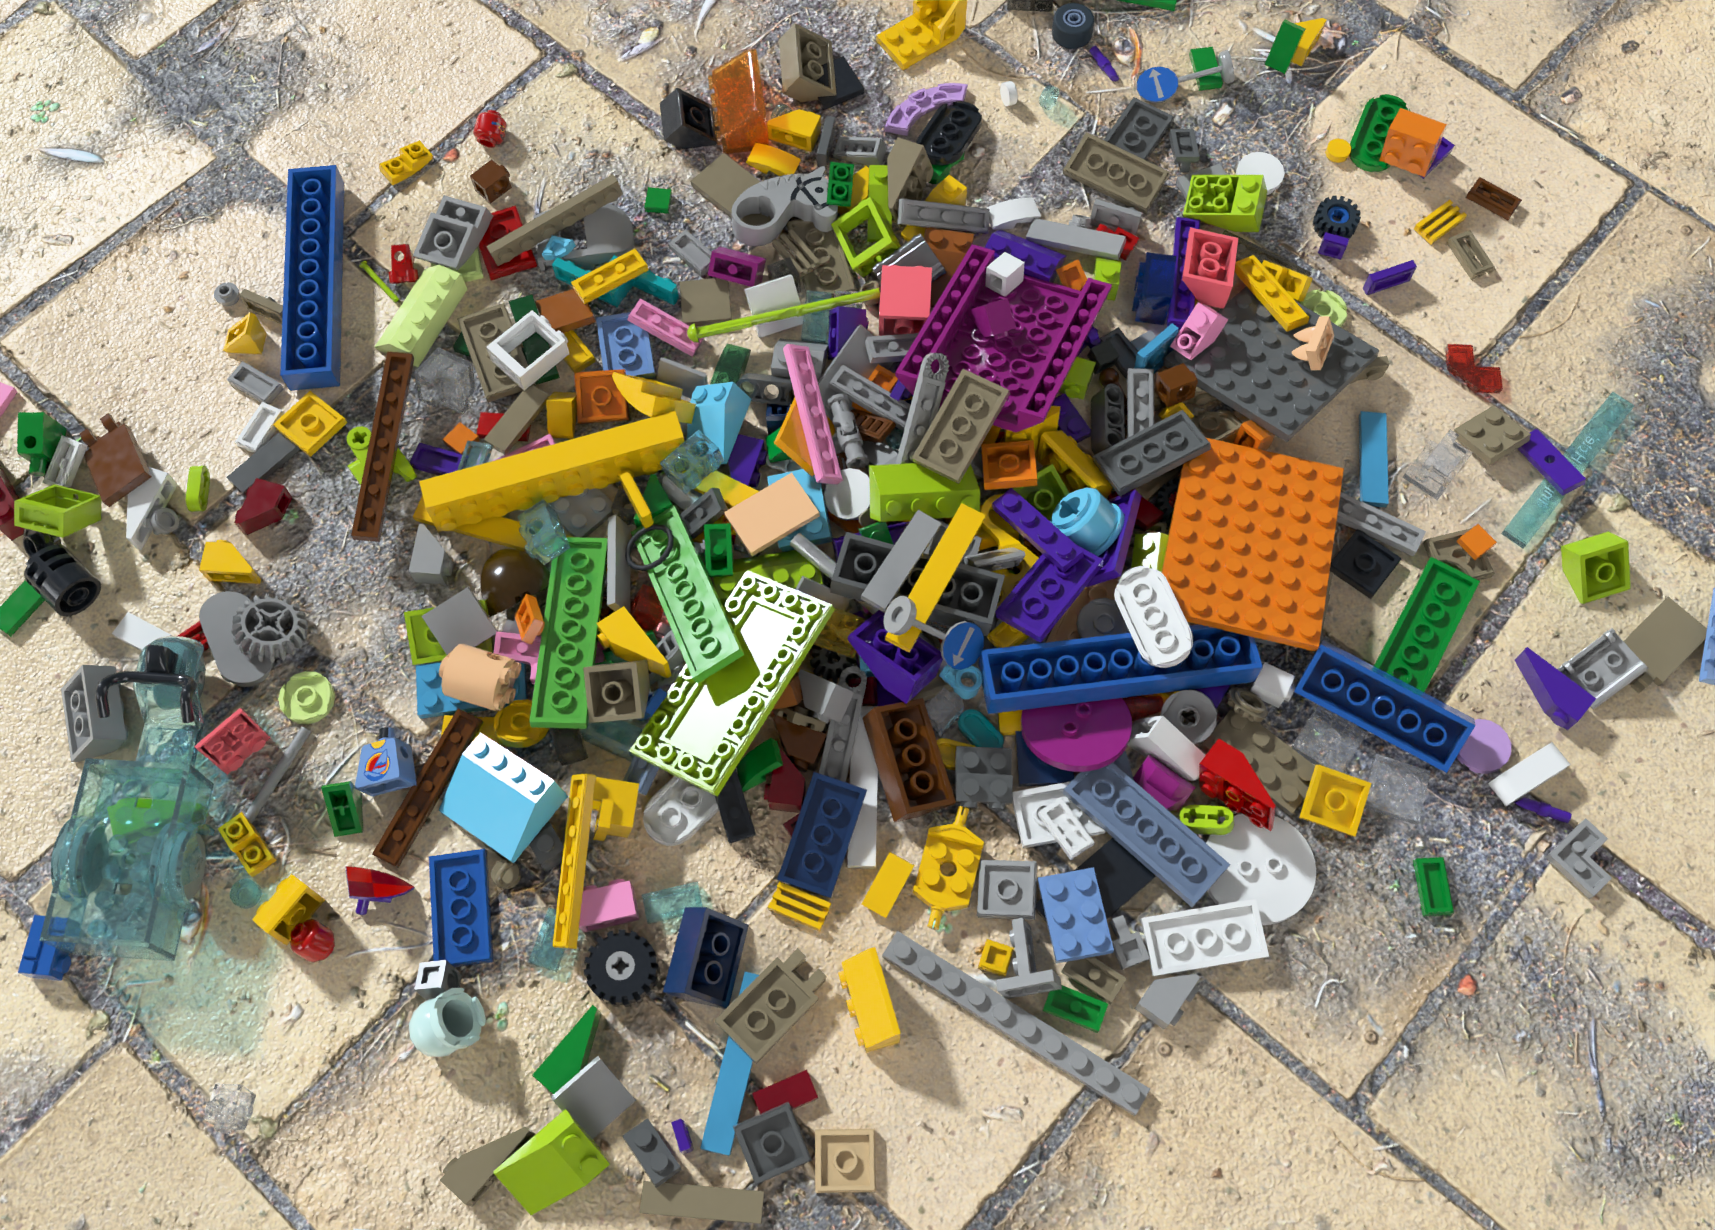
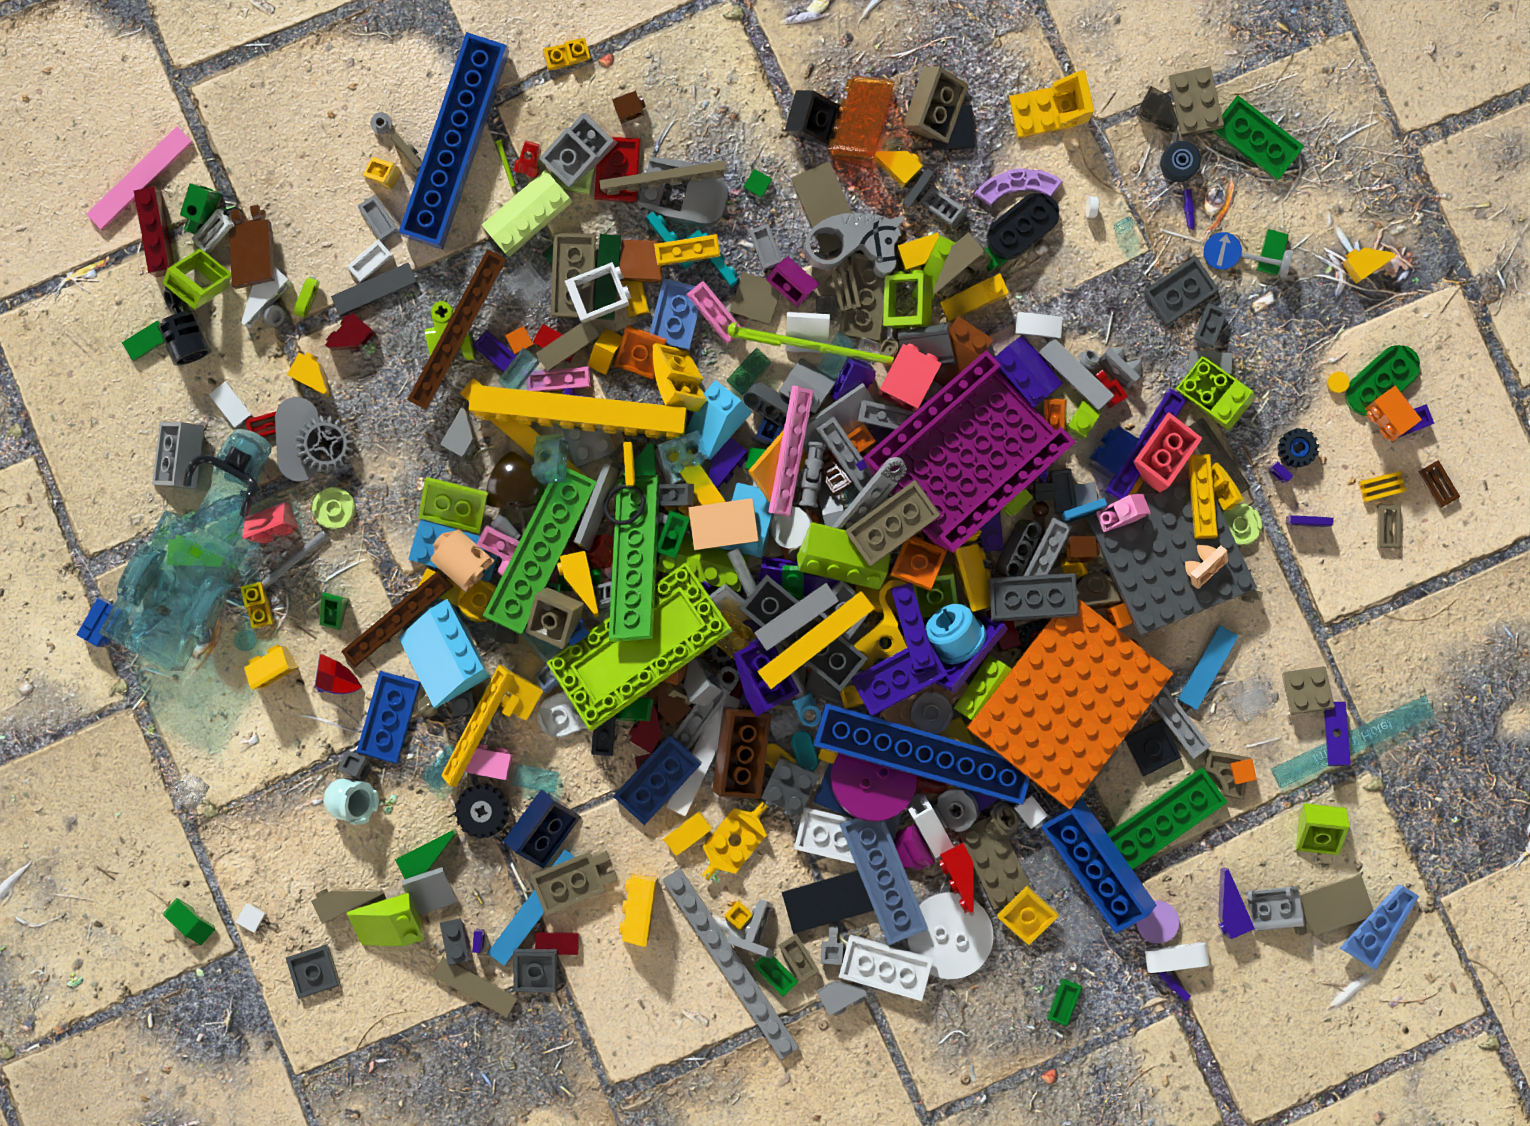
camera: 30 degrees right, 20 degrees up
(310, 423) = (408, 277): yellow tile -> none
(312, 940) = (280, 698): red head -> none
(385, 765) = (373, 590): medium blue torso -> none
(460, 621) = (462, 506): light grey tile -> none
(490, 128) = (646, 52): red head -> none
(529, 619) = (513, 527): orange plate -> none
(558, 248) = (656, 201): medium azure tile -> none
(680, 376) = (708, 363): light grey slope -> none
(770, 158) = (866, 187): yellow slope -> none
(777, 896) = (633, 833): yellow tile -> none
(840, 184) = (906, 246): green slope -> none
(845, 1161) = (578, 1002): tan tile -> none
(943, 216) = (977, 311): light grey tile -> none
(960, 644) = (809, 695): piece -> none
(993, 318) = (965, 432): magenta slope -> none
(996, 559) = (870, 635): light grey slope -> none
(1004, 274) = (999, 390): white brick -> none
(1007, 889) = (768, 873): light grey tile -> none
(1066, 828) = (827, 852): white plate -> none
(1075, 915) = (805, 913): medium blue plate -> none
(1116, 173) = (1142, 324): dark tan tile -> none
(1153, 617) = (962, 734): white tile -> none
(1207, 819) = (934, 883): lime beam -> none
(1262, 164) = (1261, 375): white tile -> none
(1285, 46) = (1345, 267): green tile -> none
(1479, 379) = (1322, 620): clear red tile -> none
(1574, 859) = (1171, 1030): light grey plate -> none

